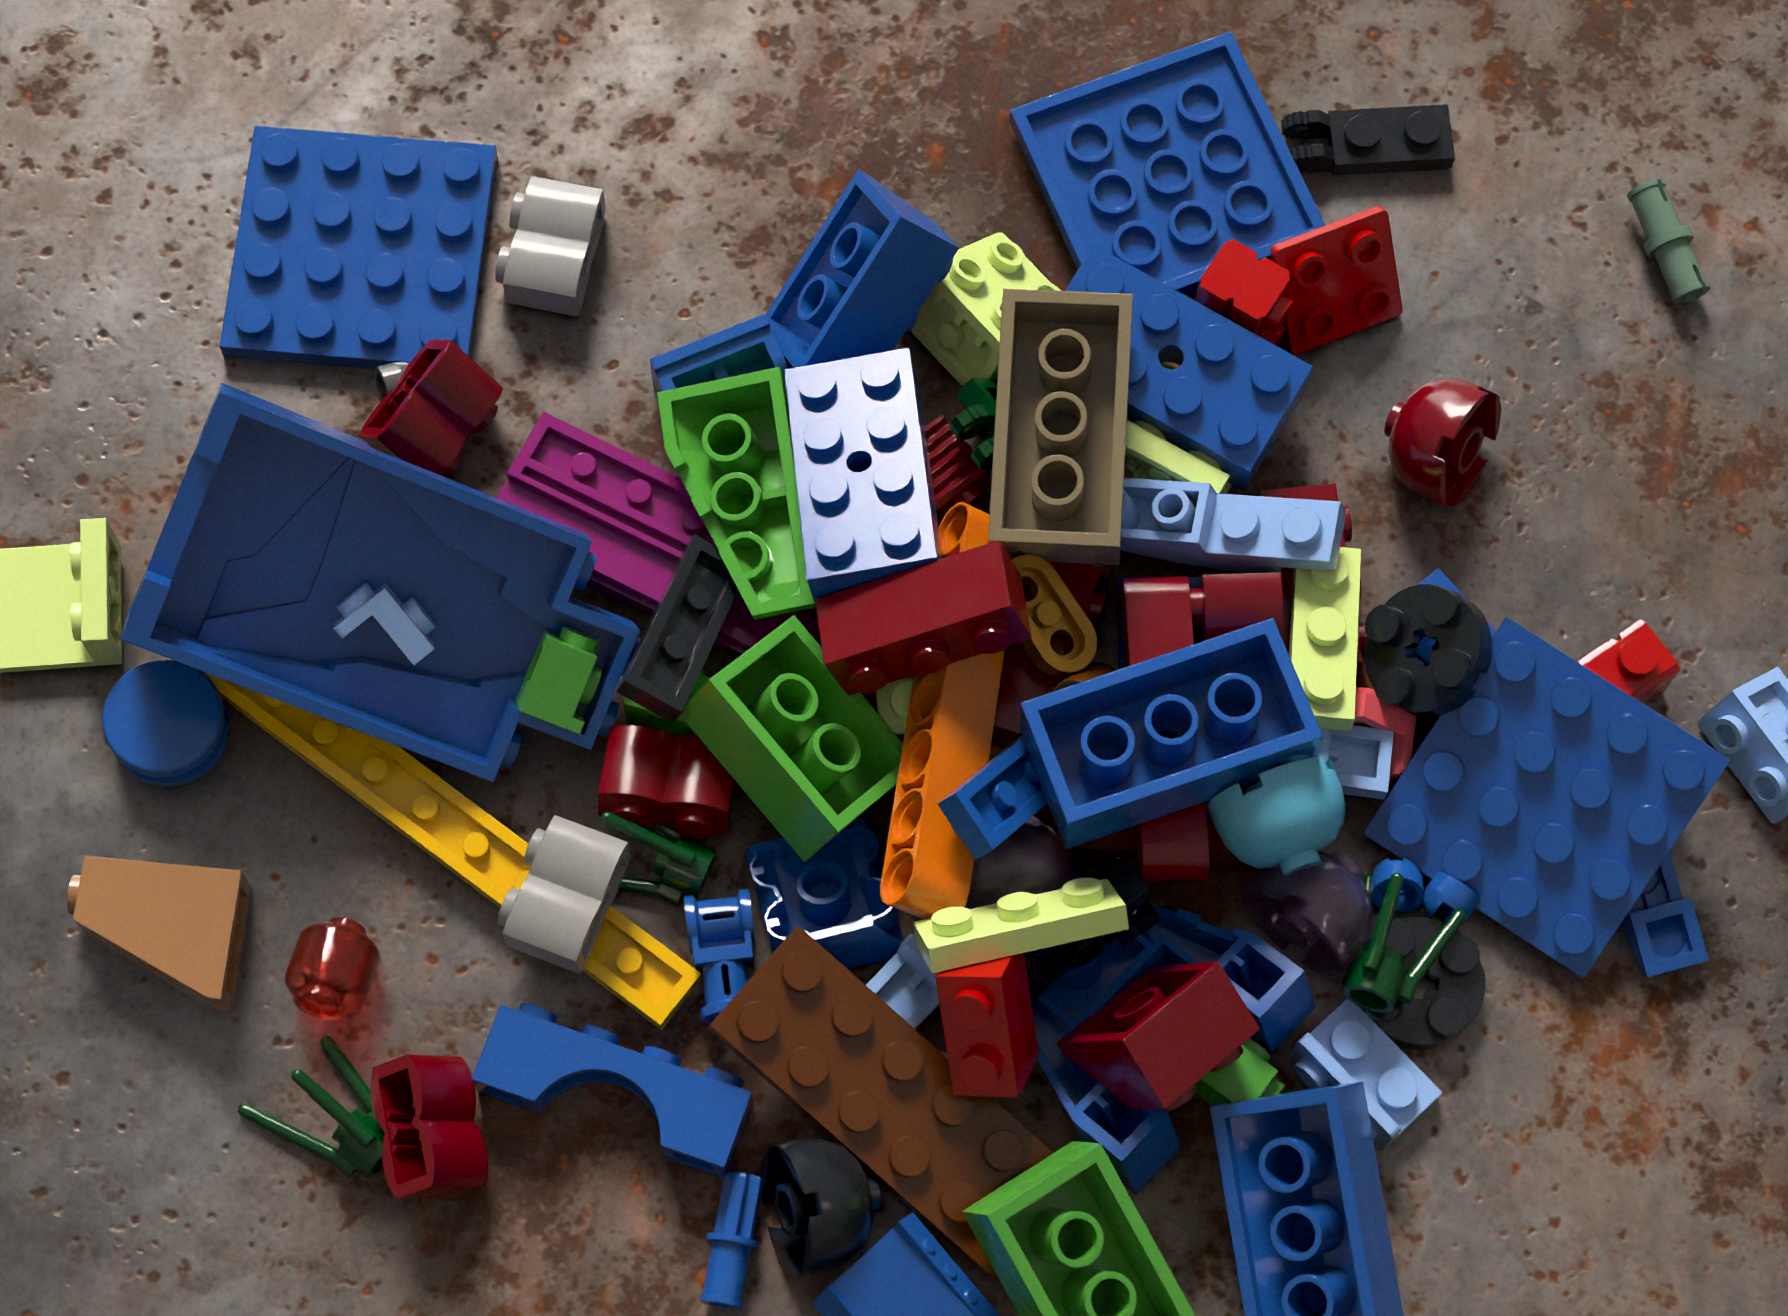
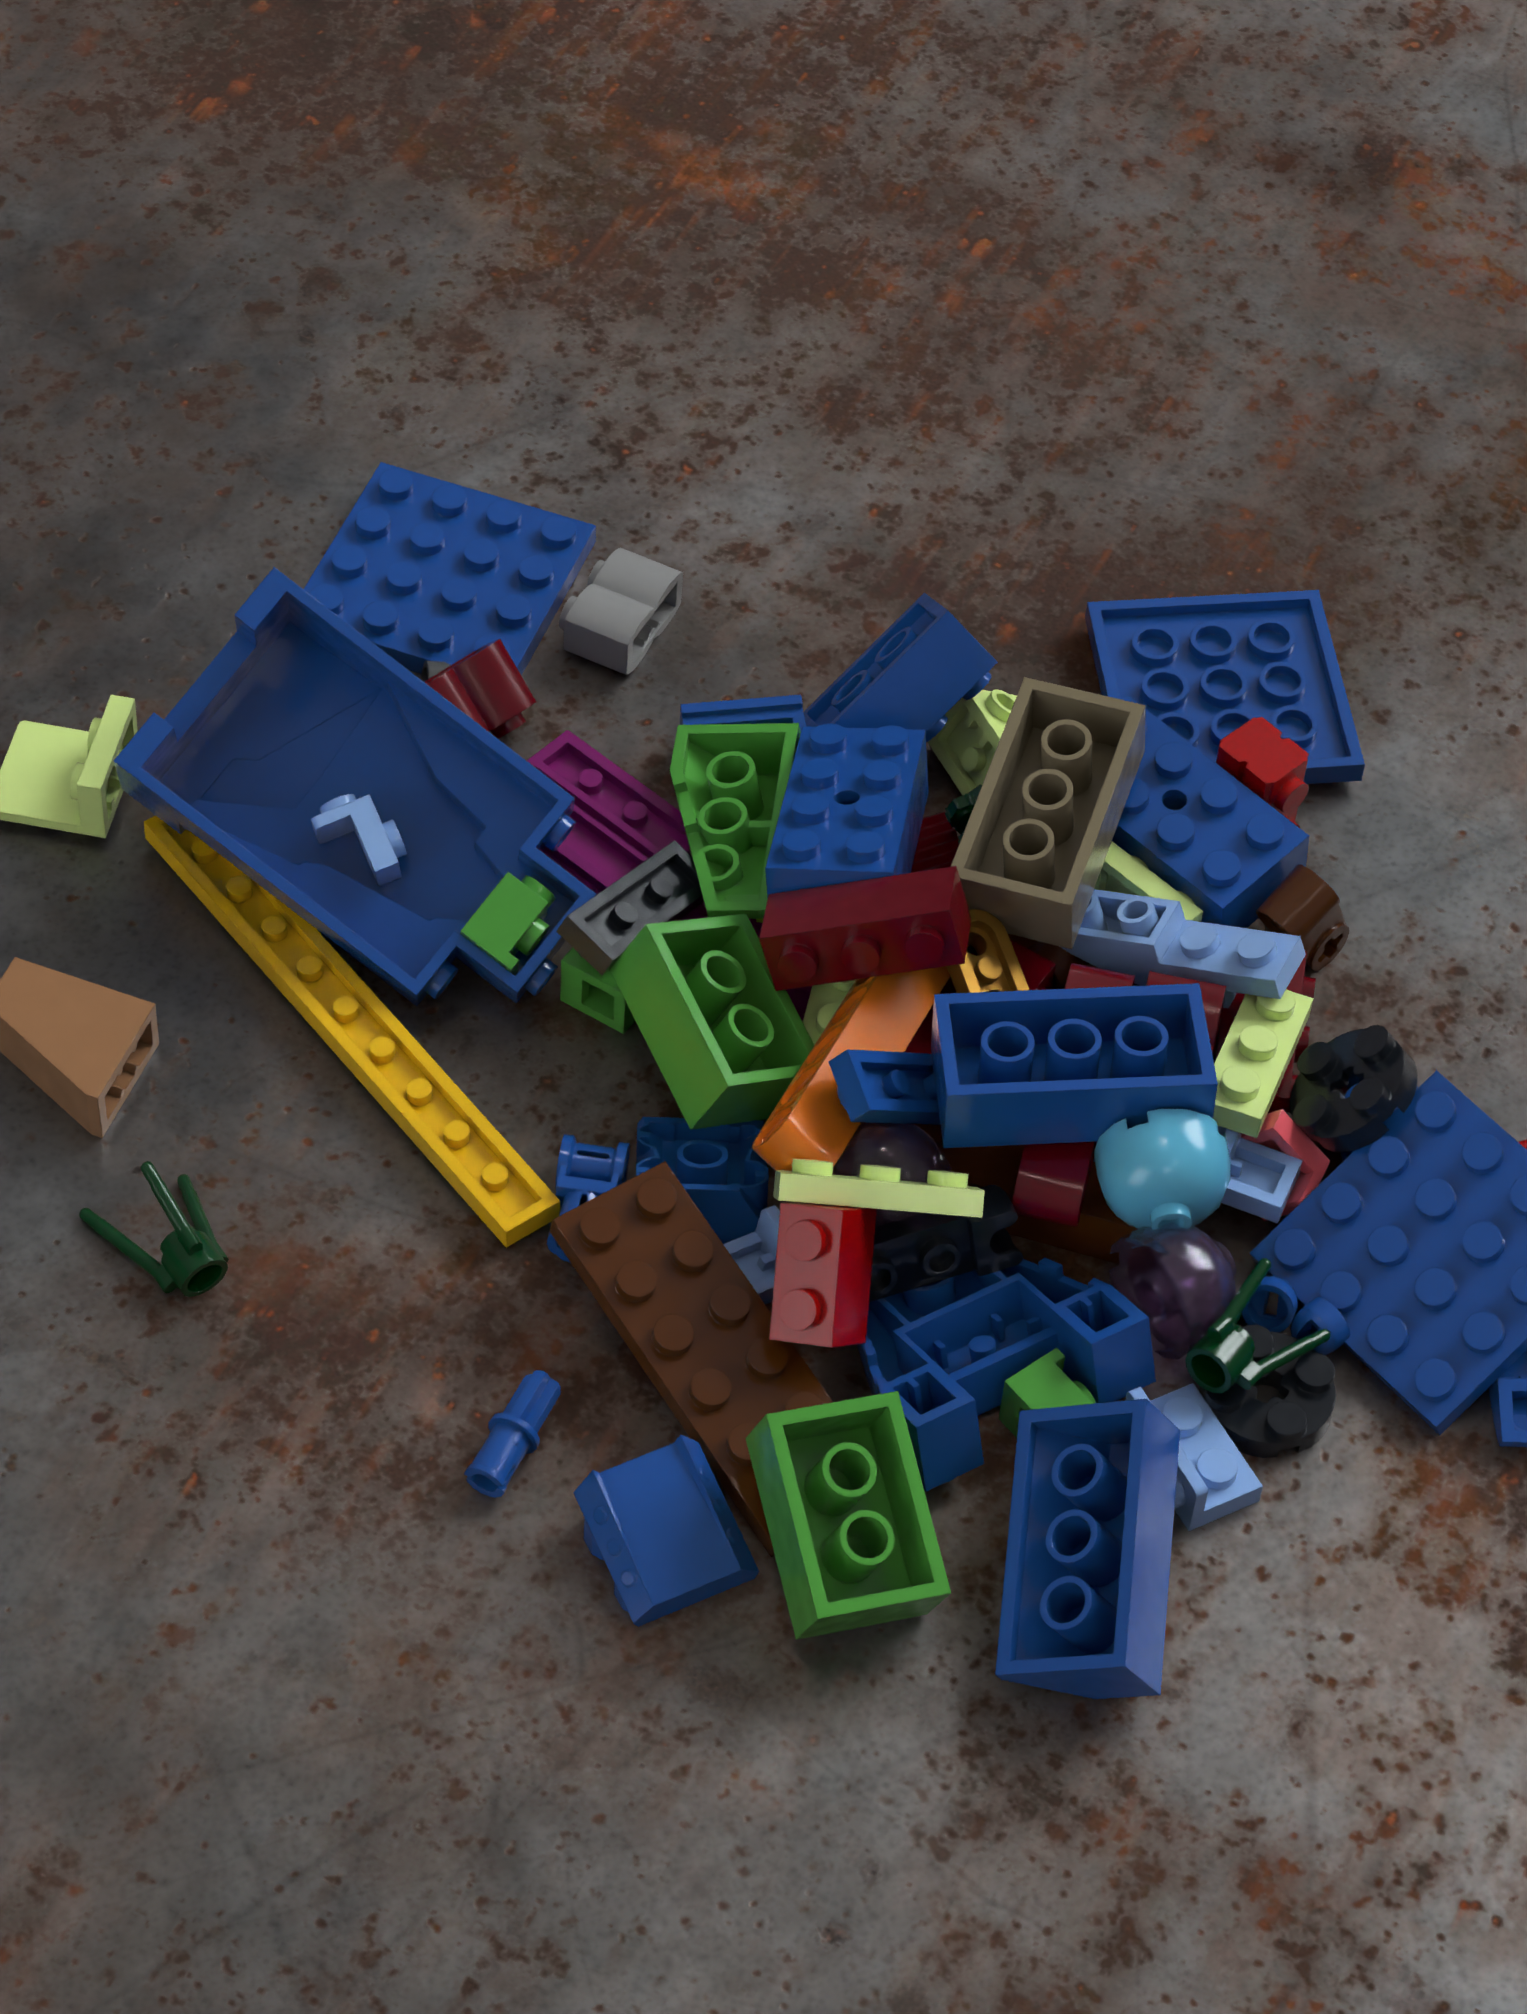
camera: 15 degrees right, 20 degrees down
(166, 723) = (129, 888): blue head -> none
(332, 968) = (210, 1112): clear red head -> none
(429, 1127) = (255, 1253): dark red brick -> none
(535, 1061) = (381, 1235): blue arch -> none
(565, 893) = (452, 1093): light grey brick -> none
(665, 782) = (579, 1039): dark red brick -> none
(679, 861) = (567, 1109): dark green plant -> none
(820, 1202) = (608, 1408): black cylinder -> none
(1162, 1035) = (992, 1330): dark red slope -> none
(1321, 443) = (1309, 909): none -> reddish brown piece
(1339, 279) = (1362, 796): red bracket -> none
(1372, 139) = (1428, 709): black hinge -> none
(1439, 437) = (1427, 946): dark red cylinder -> none

